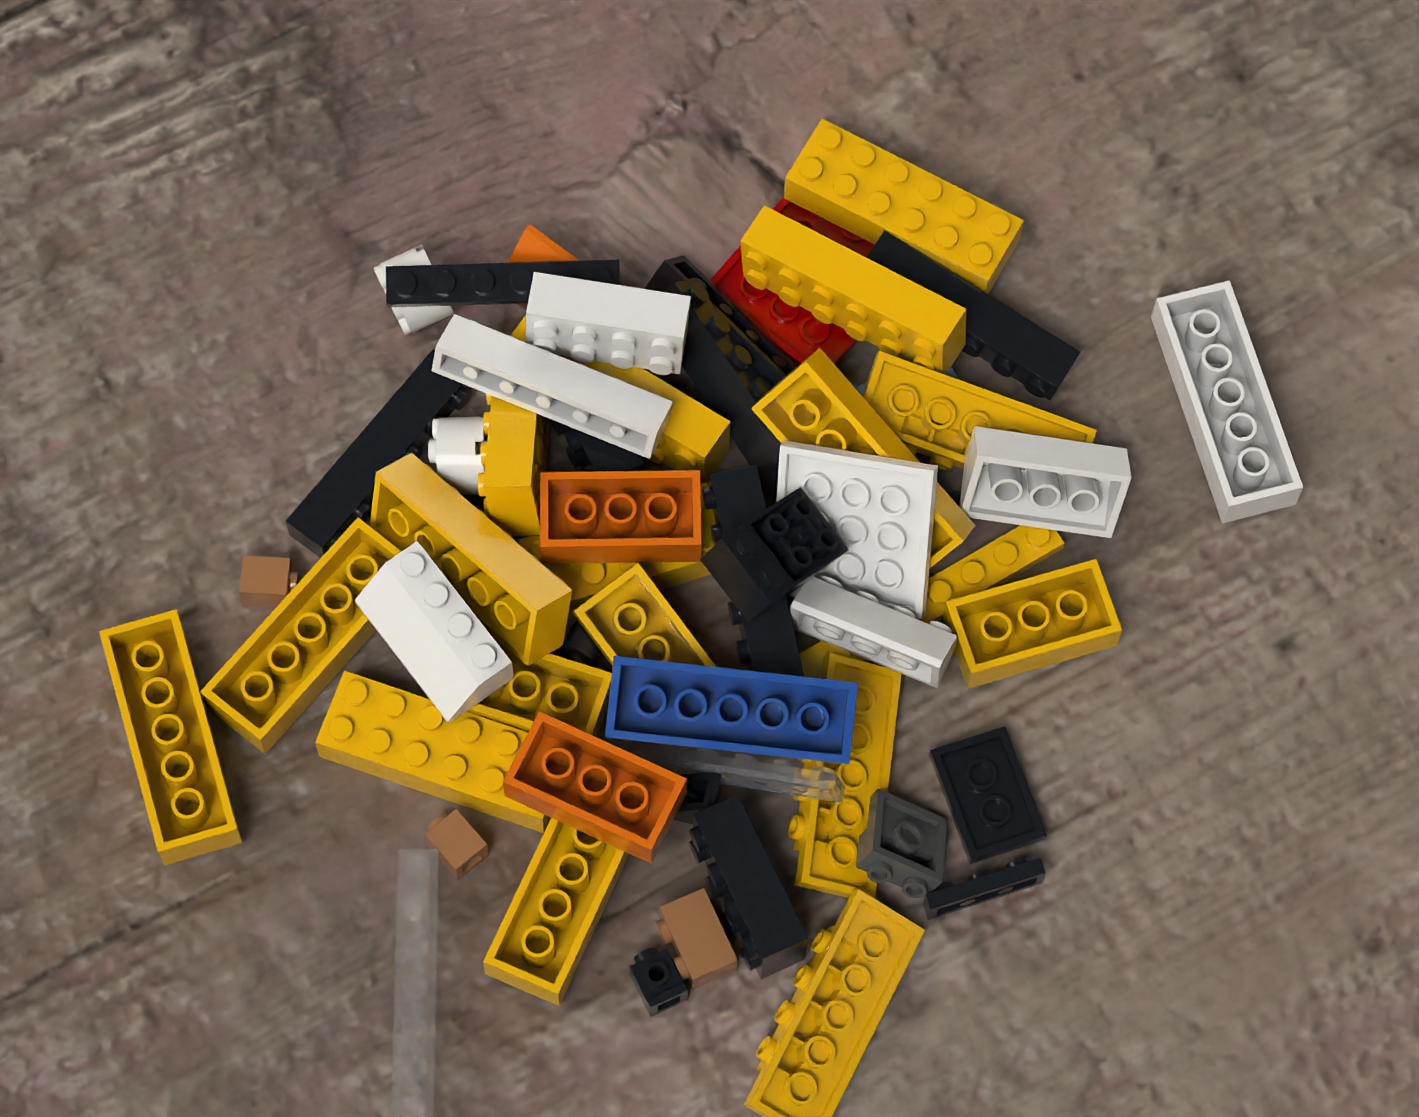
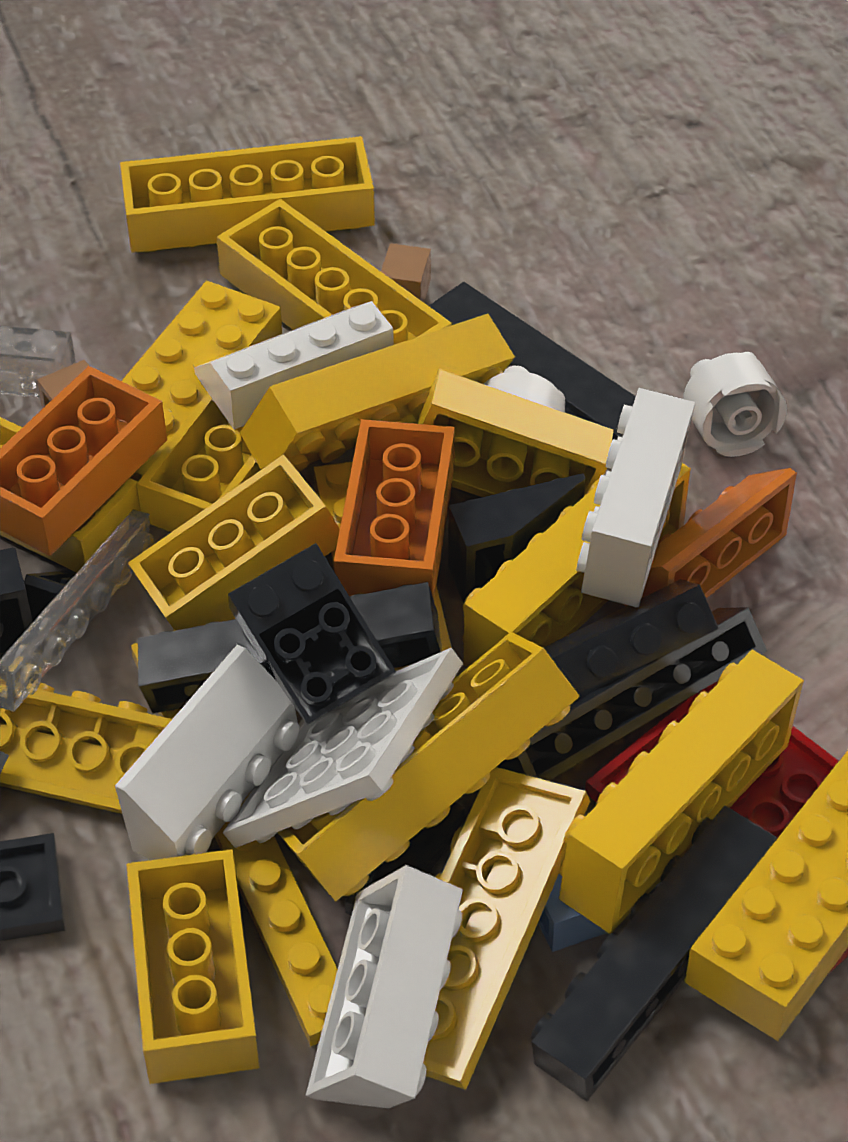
camera: 100 degrees right, 20 degrees down
(484, 282) = (715, 443): black plate -> none
(551, 386) = (560, 451): white brick -> none
(731, 710) = (123, 589): blue brick -> none

